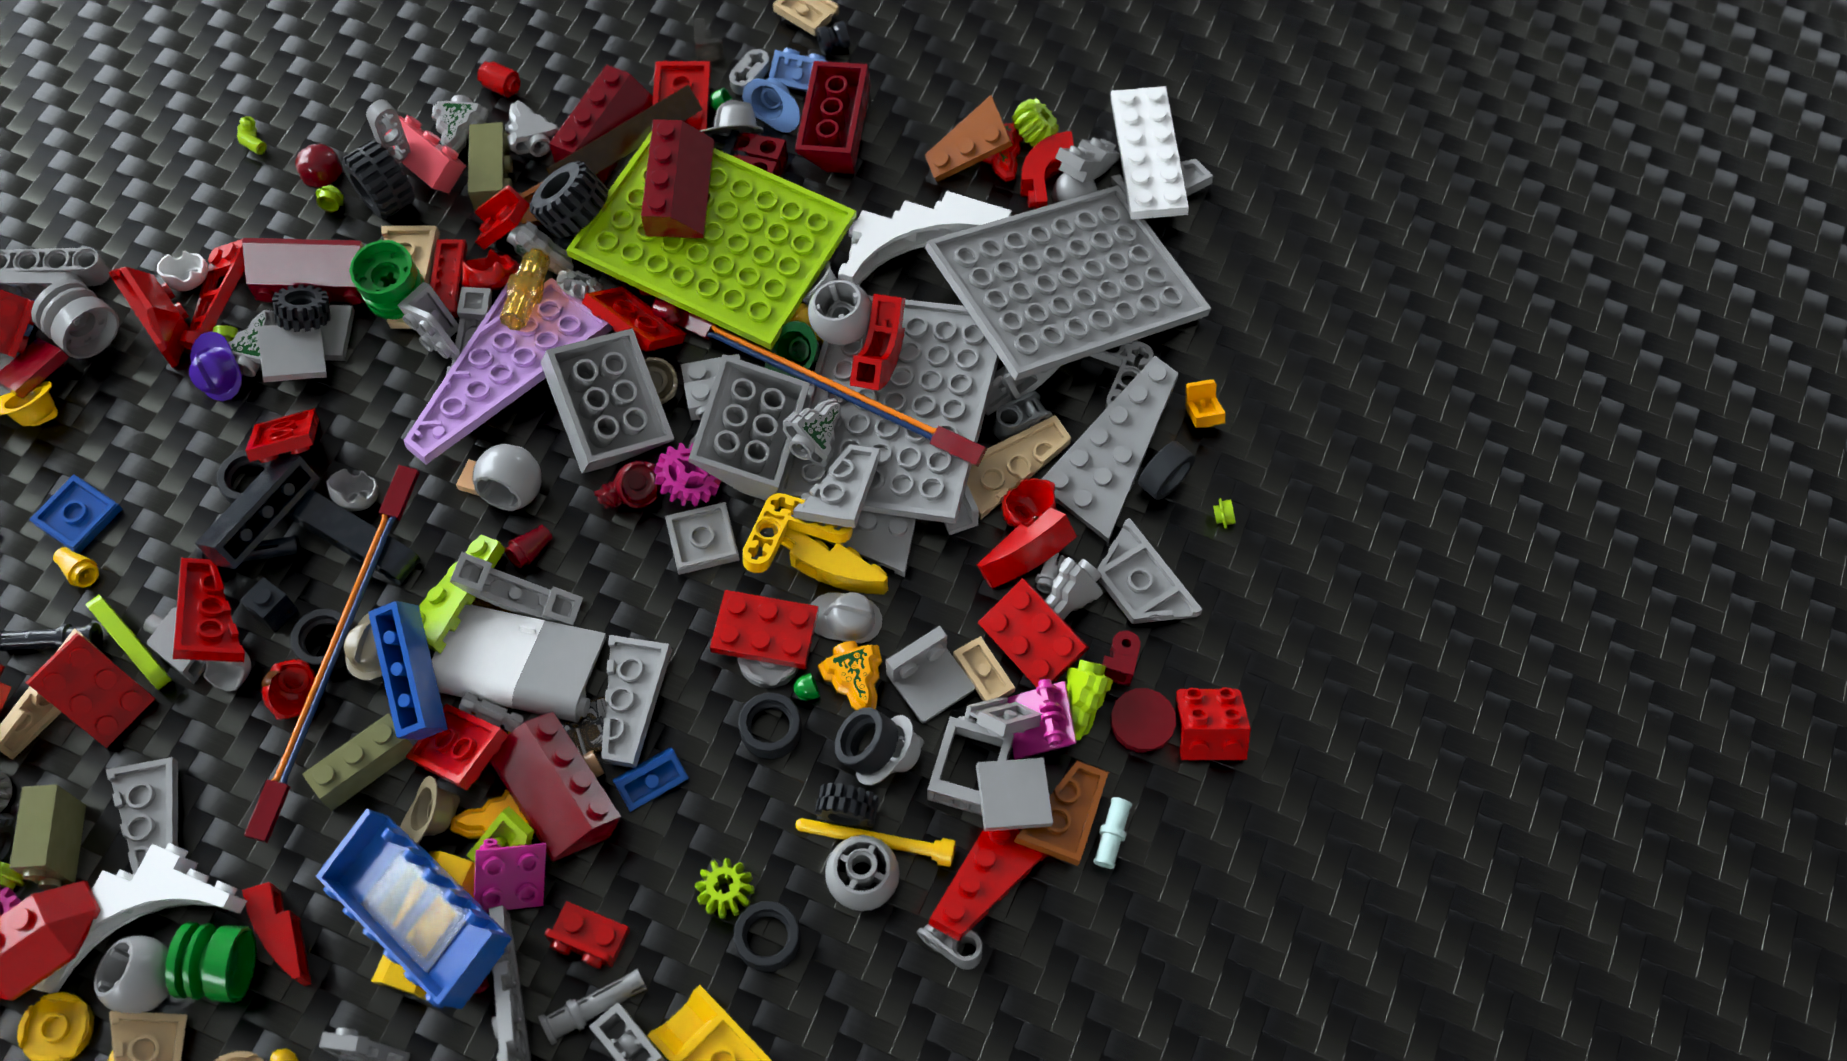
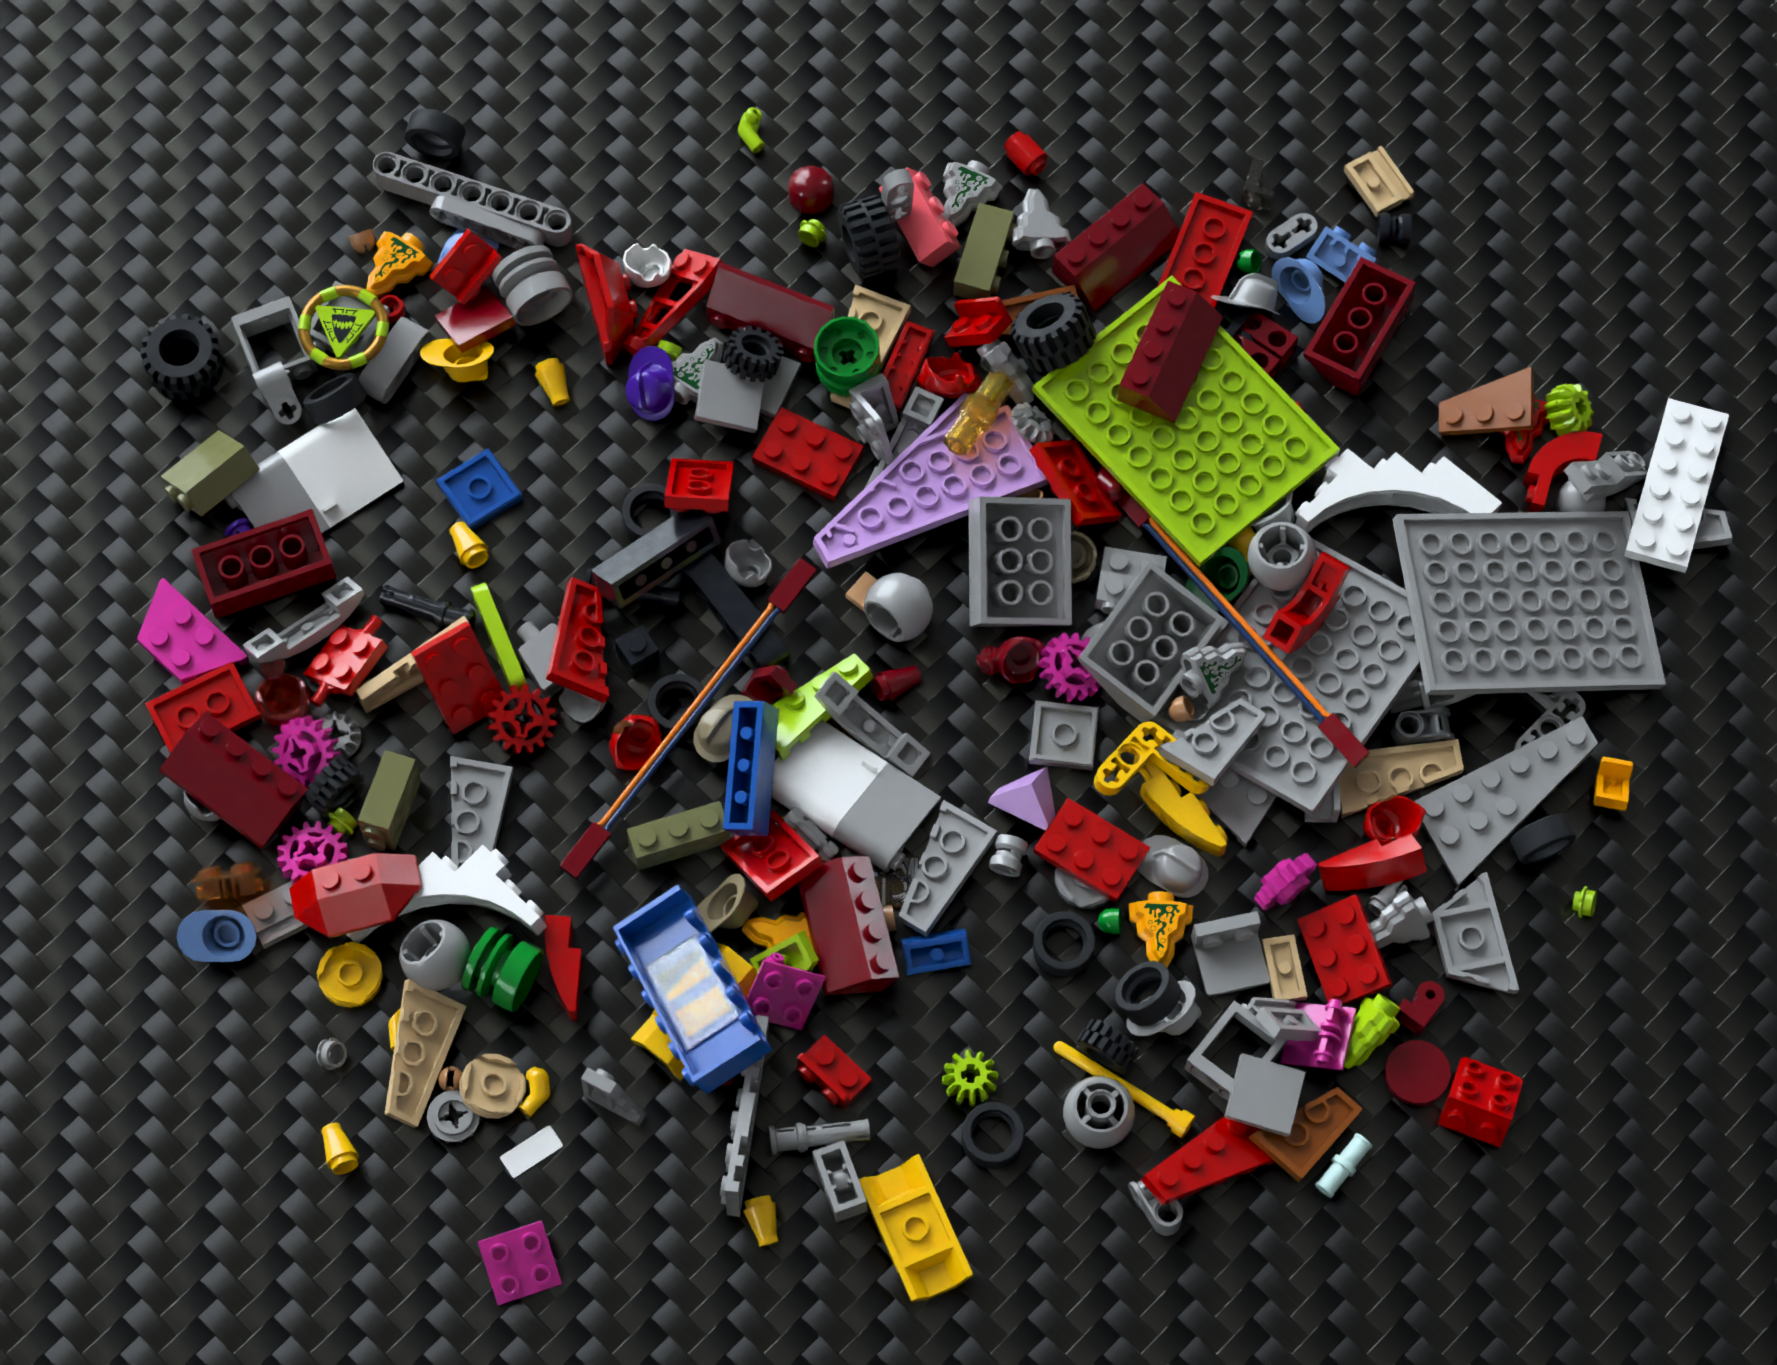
camera: 20 degrees right, 5 degrees up
(121, 394) = (553, 380): none -> yellow cone
(152, 712) = (518, 733): none -> red gear
(383, 379) = (807, 454): none -> red plate
(407, 587) = (769, 684): none -> dark red bracket
(632, 133) = (1141, 274): dark brown tile -> none
(688, 663) = (1008, 855): none -> light grey wheel
(689, 605) = (1028, 799): none -> lavender slope
(801, 474) = (1182, 709): none -> medium nougat hinge
(954, 590) = (1285, 881): none -> dark pink gear

